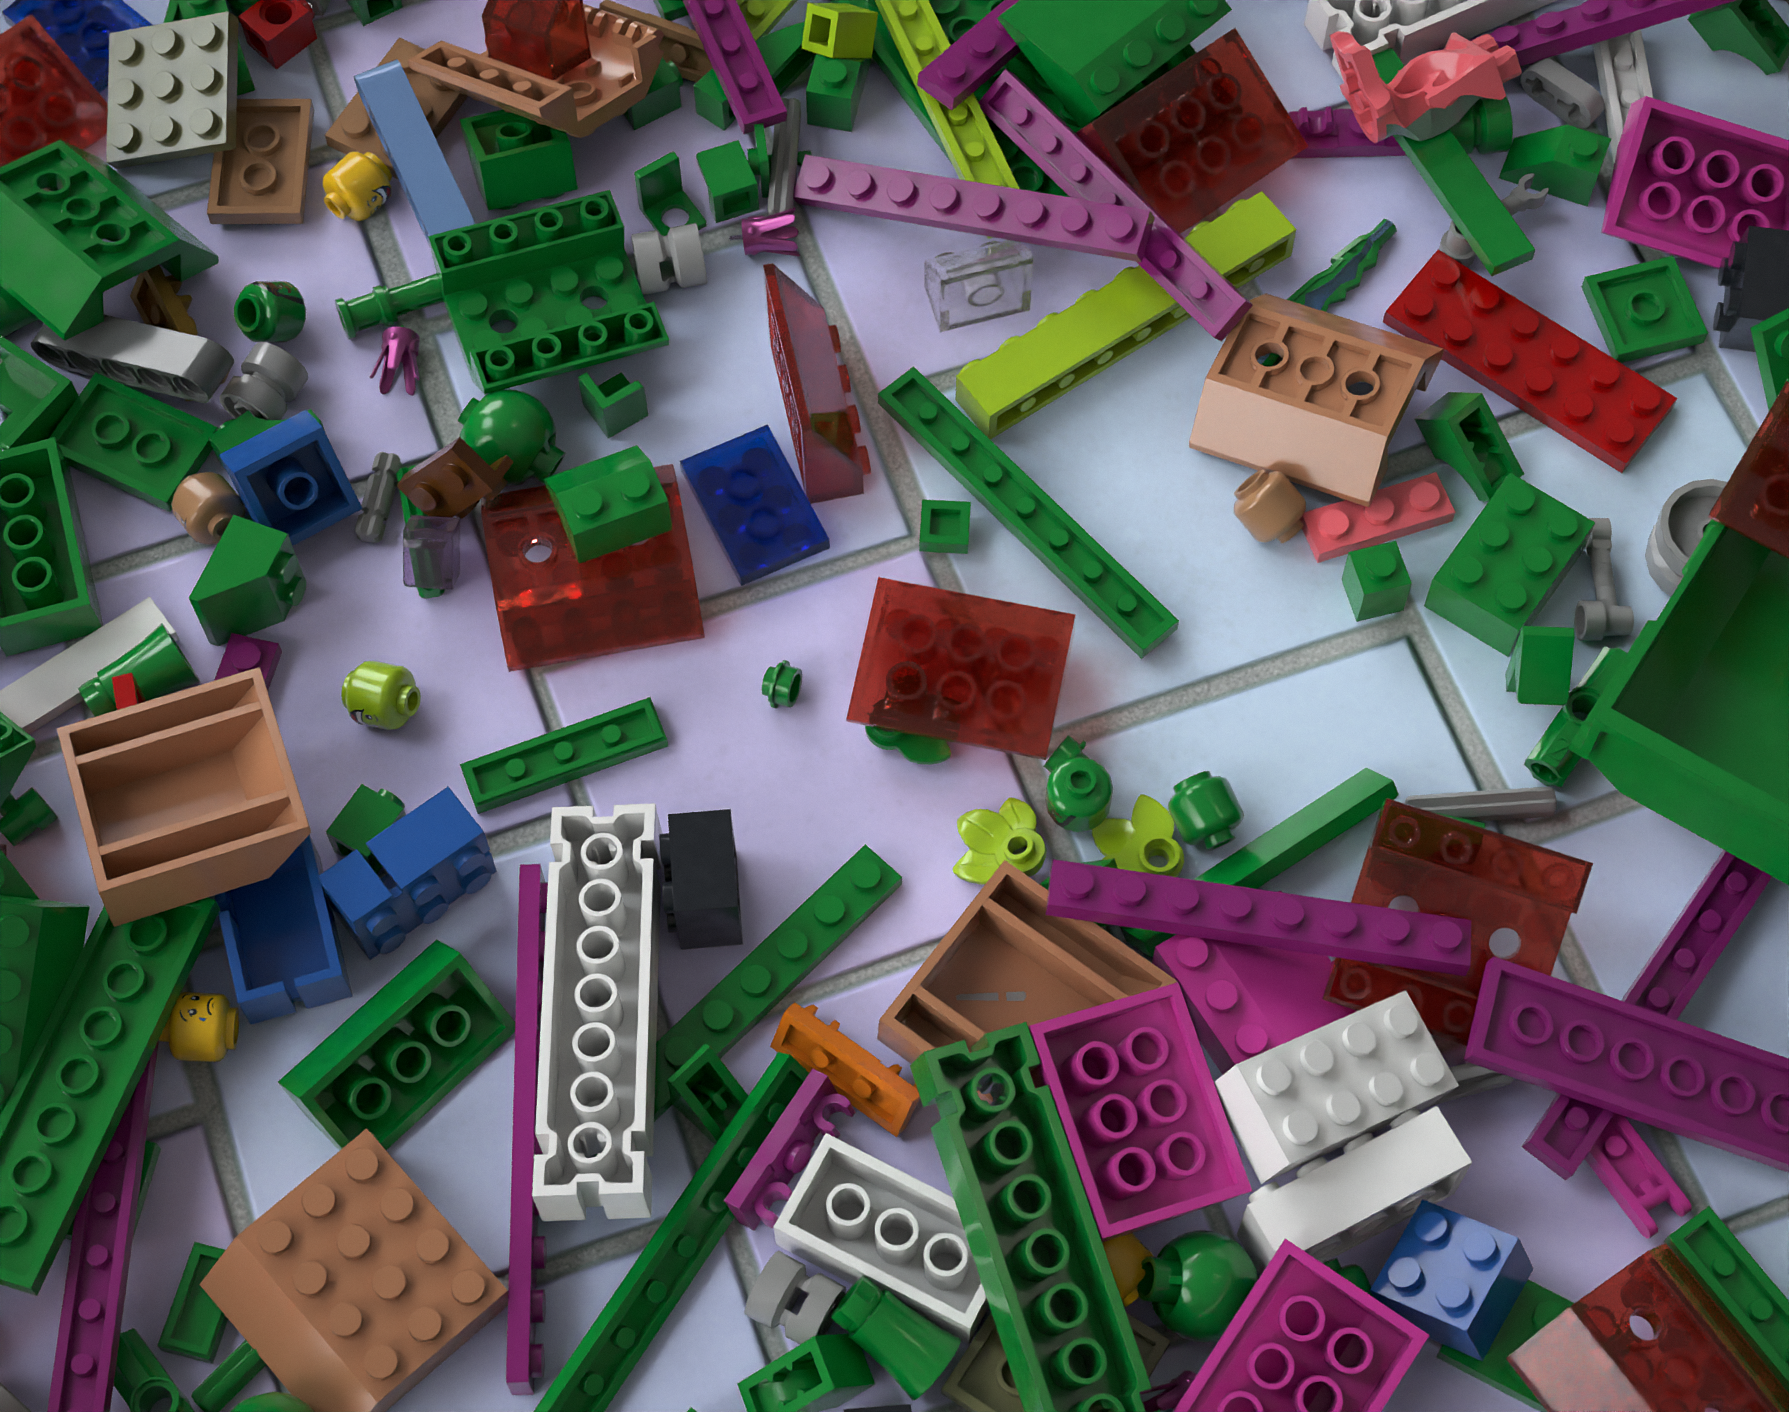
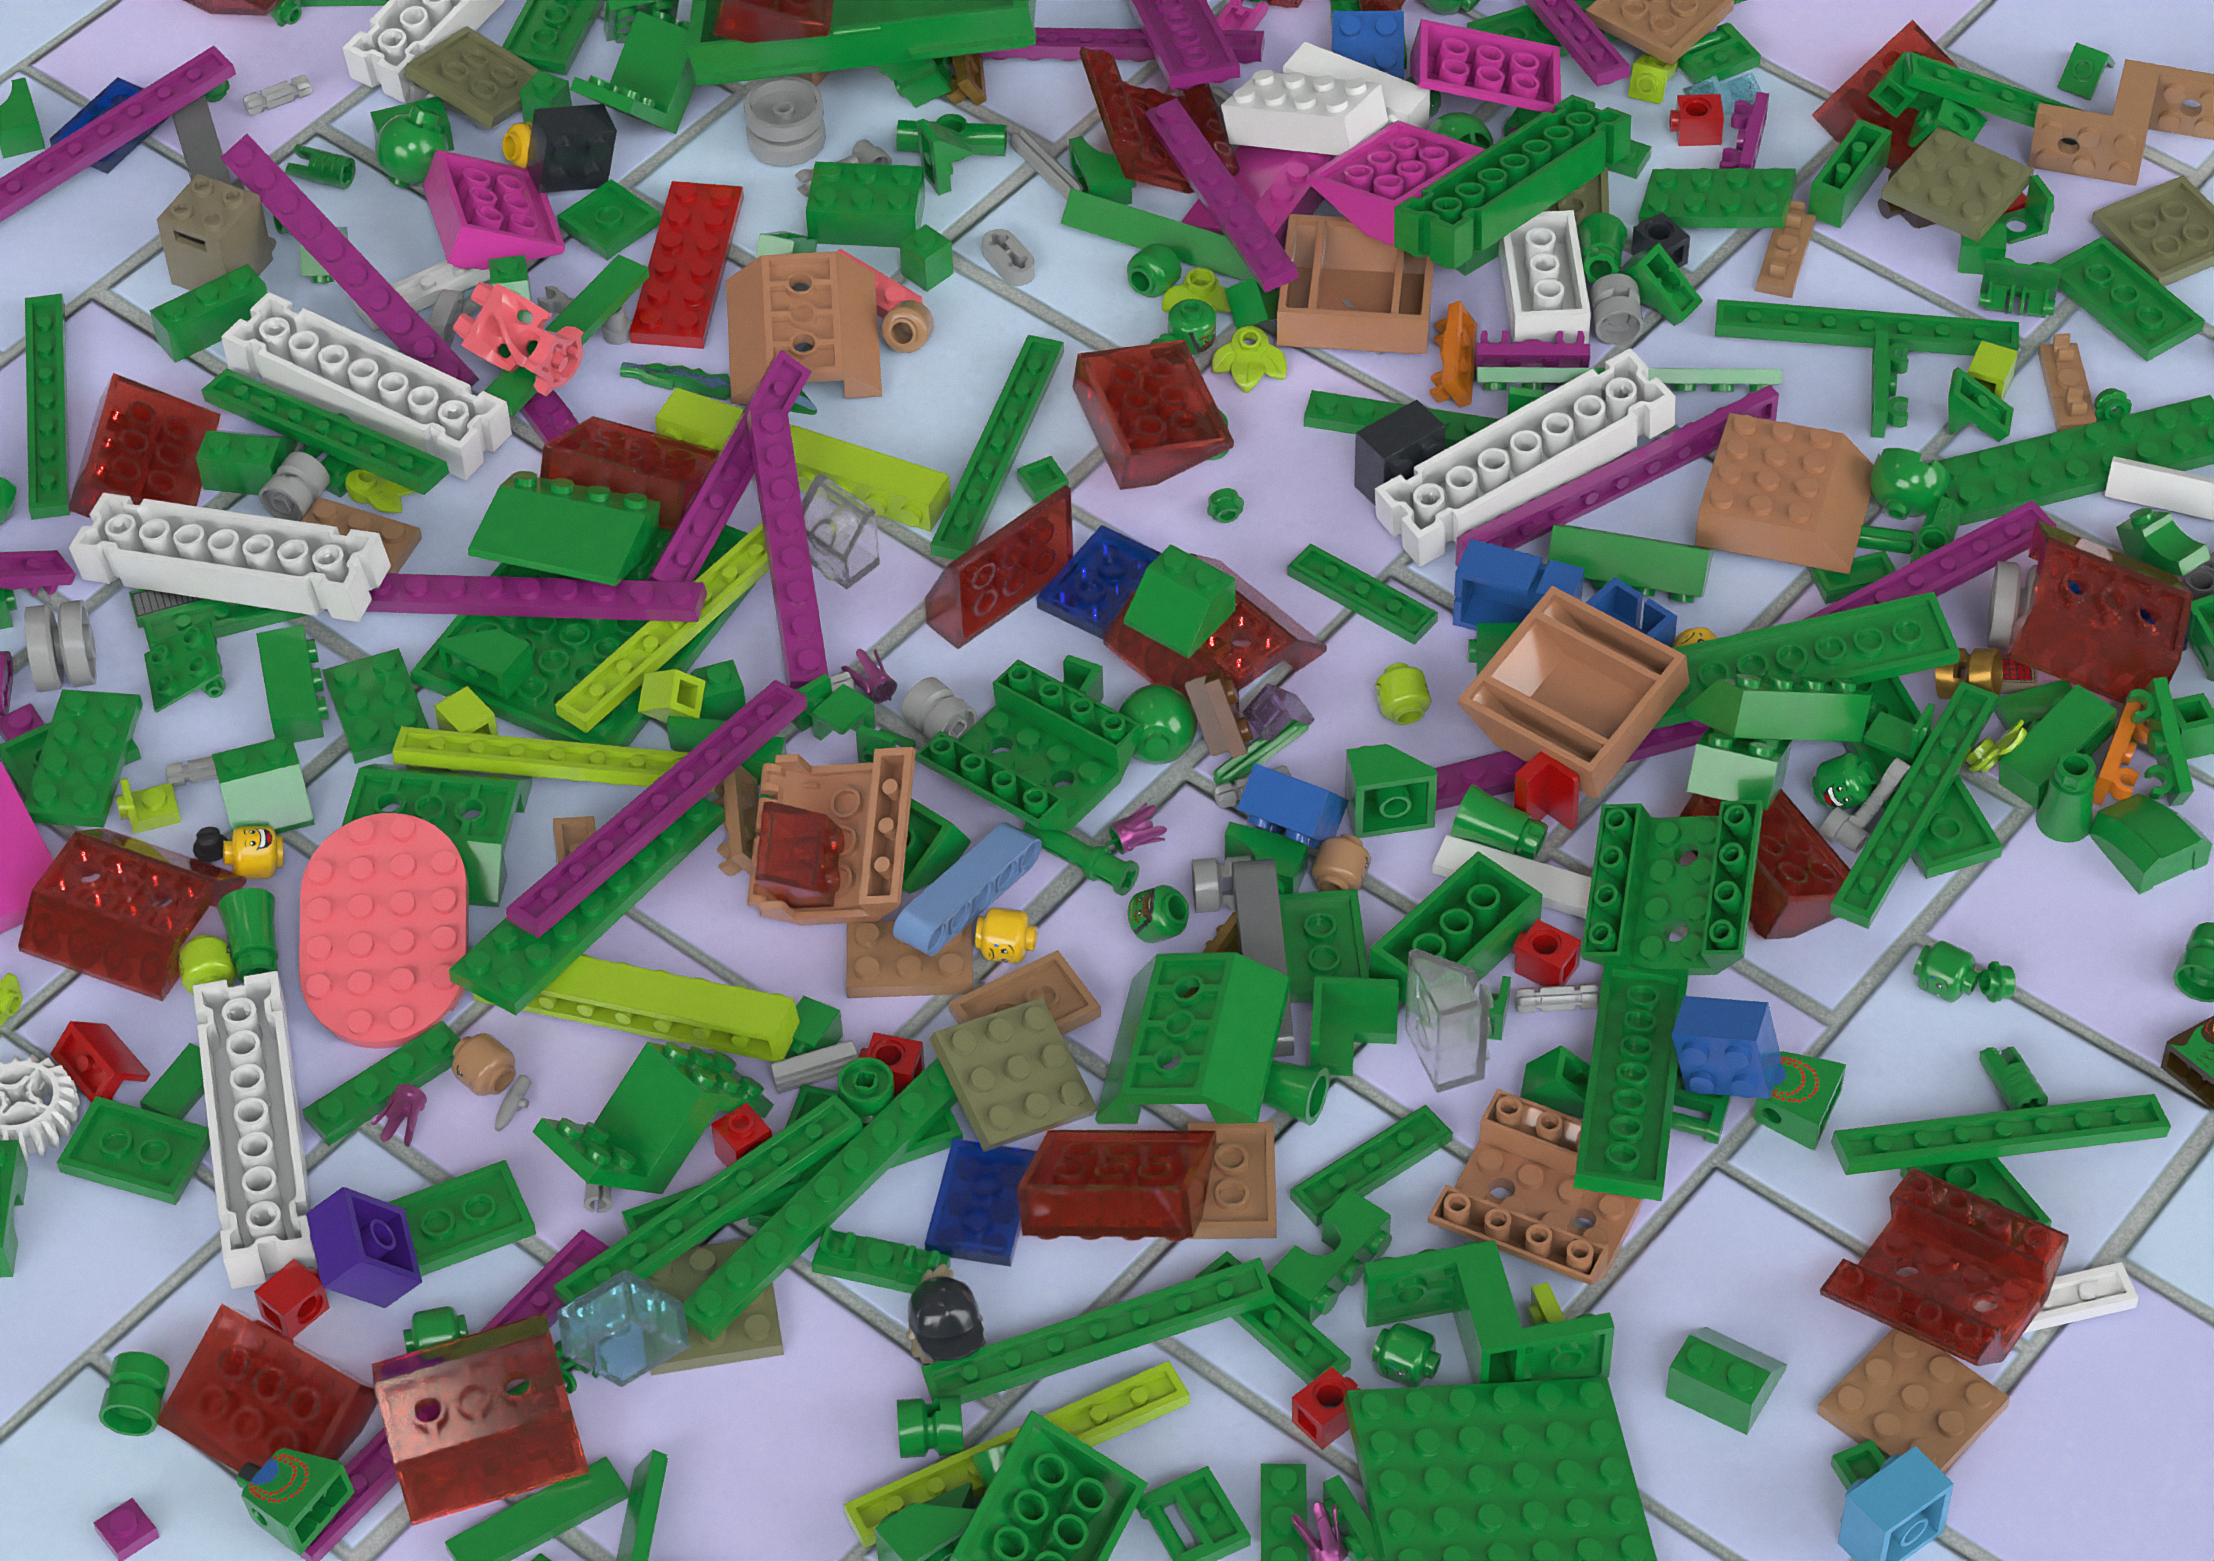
camera: 120 degrees left, 15 degrees down
(1339, 681) = (1015, 253): none -> light grey beam

